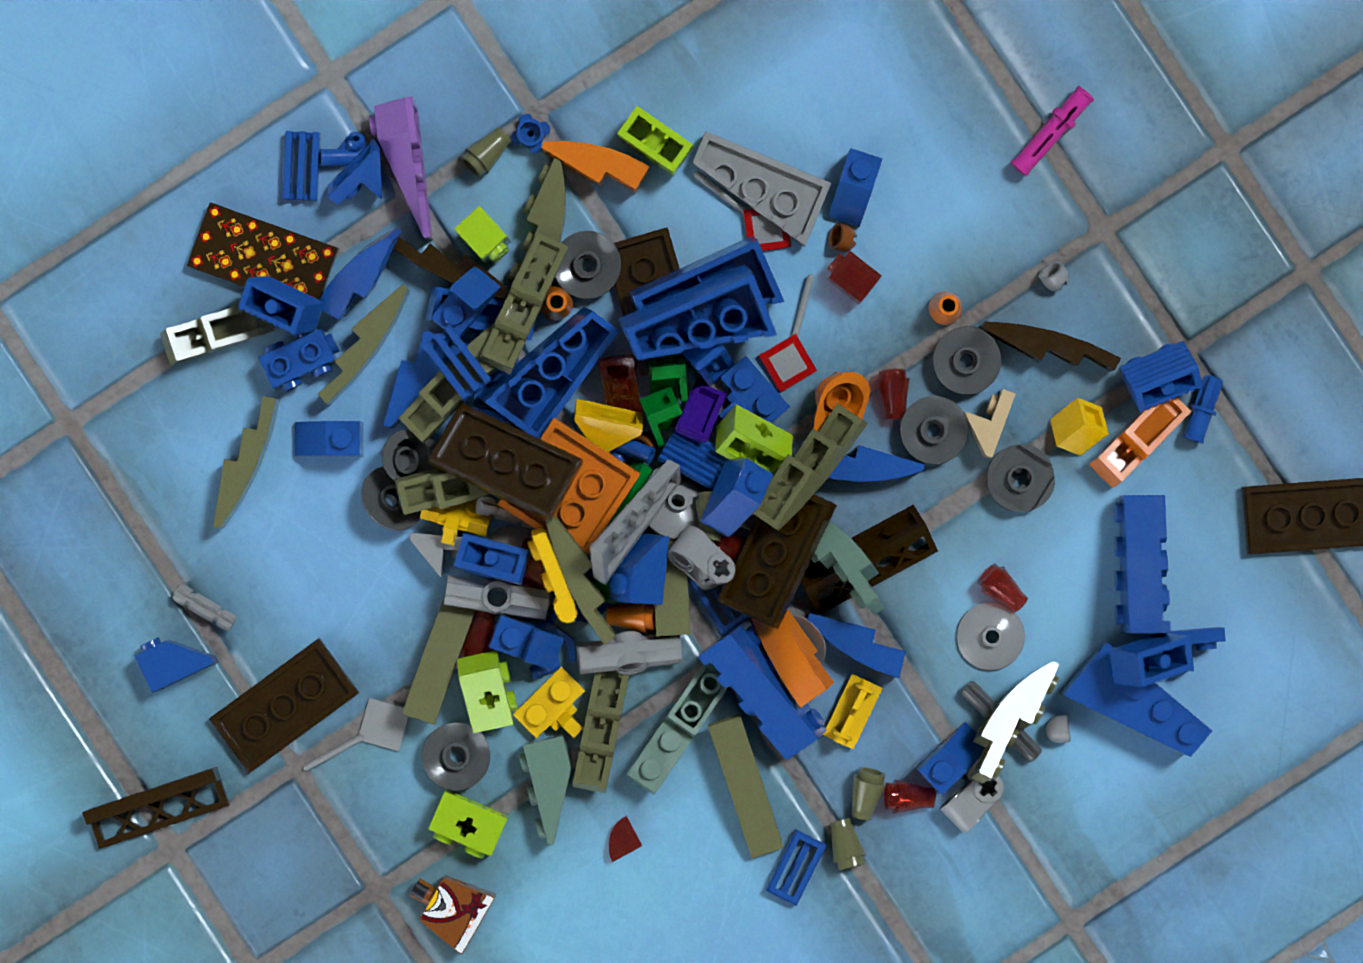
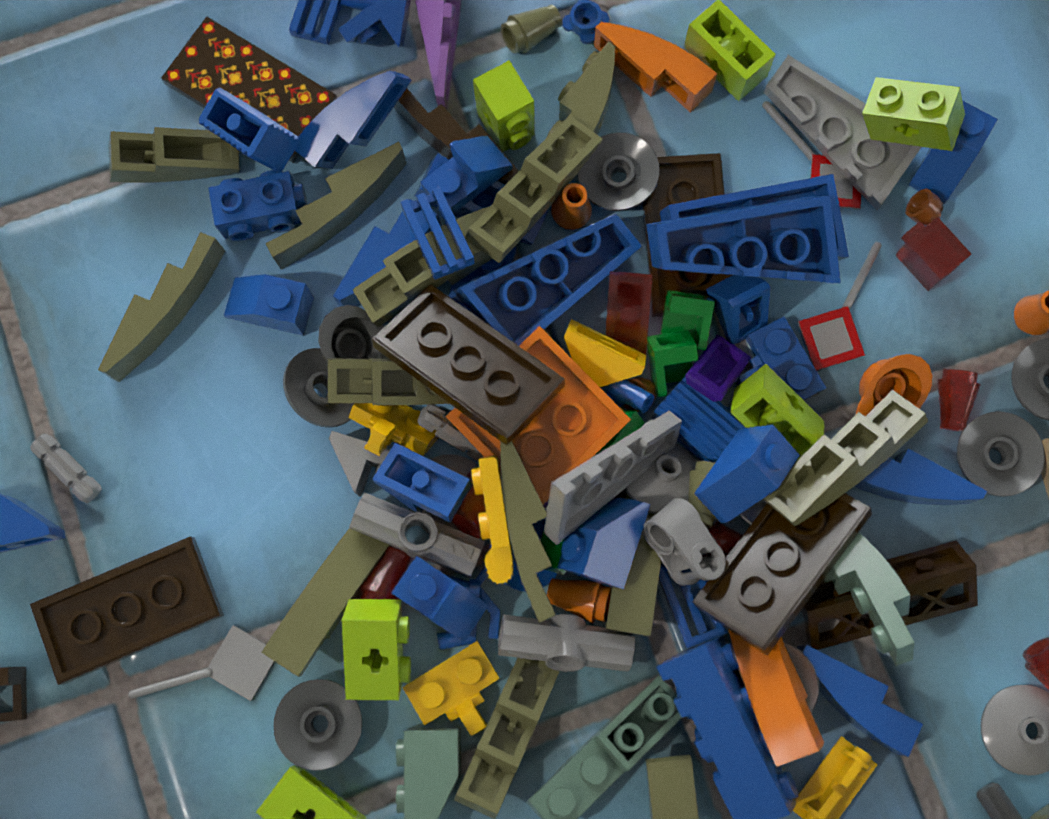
camera: 20 degrees right, 10 degrees down
(812, 173) = (914, 113): none -> lime brick

